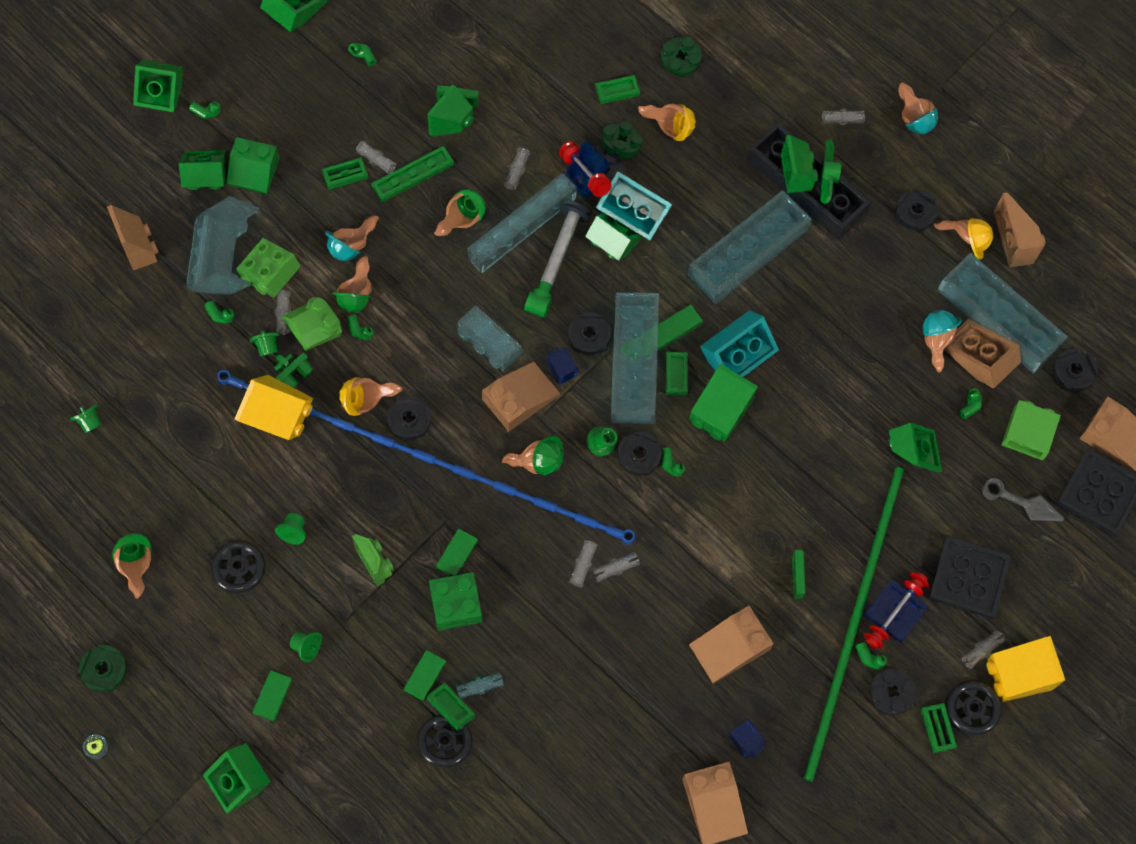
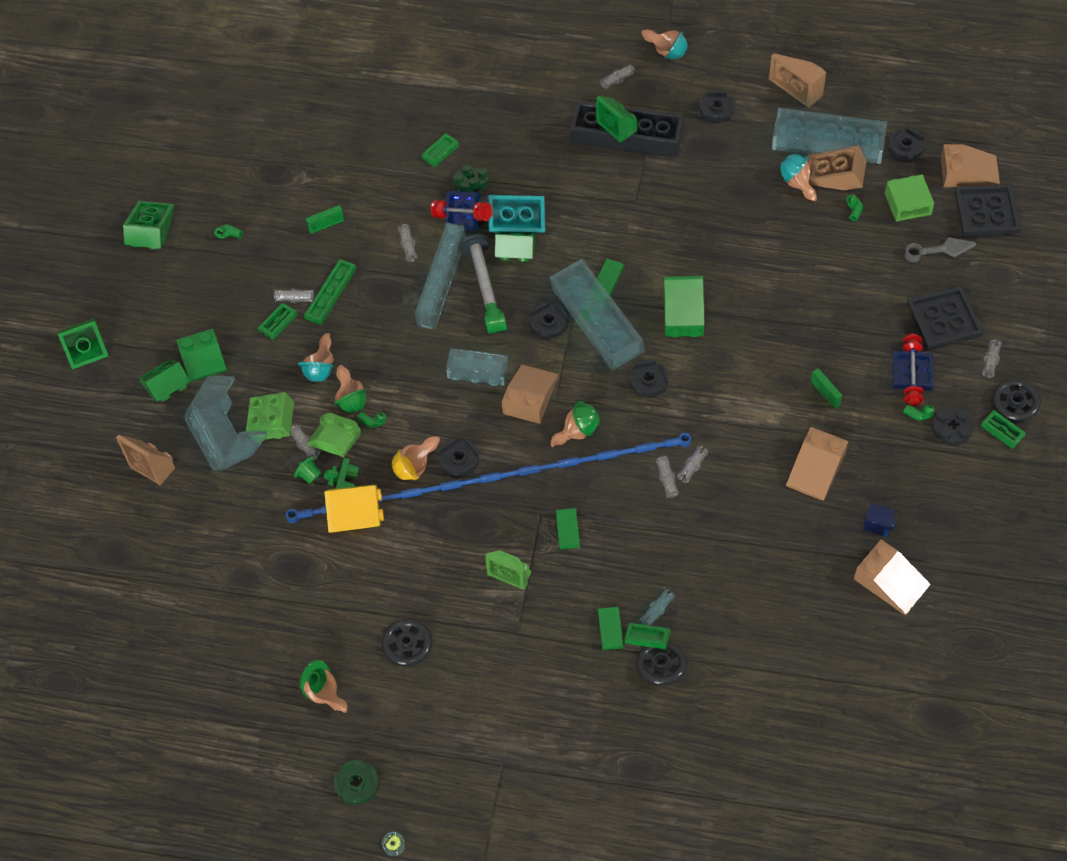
camera: 25 degrees left, 10 degrees down
(88, 418) = (206, 609): green piece -> none
(205, 112) = (135, 341): green arm -> none
(217, 315) = (255, 475): green arm -> none
(236, 778) = (523, 792): green slope -> none
(272, 696) = (505, 717): green tile -> none
(292, 529) = (430, 589): green piece -> none
(306, 644) = (503, 661): green piece -> none
(450, 114) = (330, 232): green slope -> none
(455, 601) = (594, 560): green brick -> none
(462, 212) = (391, 291): piece -> none
(562, 365) = (545, 353): clear blue brick -> none
(601, 441) = (615, 386): green piece -> none
(669, 465) = (674, 373): green arm -> none
(673, 119) = (498, 144): piece -> none
(676, 373) = (632, 310): green tile -> none
(681, 46) = (470, 94): dark green plate -> none
(741, 344) = (664, 258): teal slope -> none
(749, 247) = (619, 195): clear light blue brick -> none
(830, 172) = (642, 111): green piece -> none
(853, 626) = (891, 401): green piece -> none
(916, 446) = (838, 254): green slope -> none
(973, 231) = (768, 94): yellow piece -> none
(1025, 670) = (1032, 350): yellow slope -> none

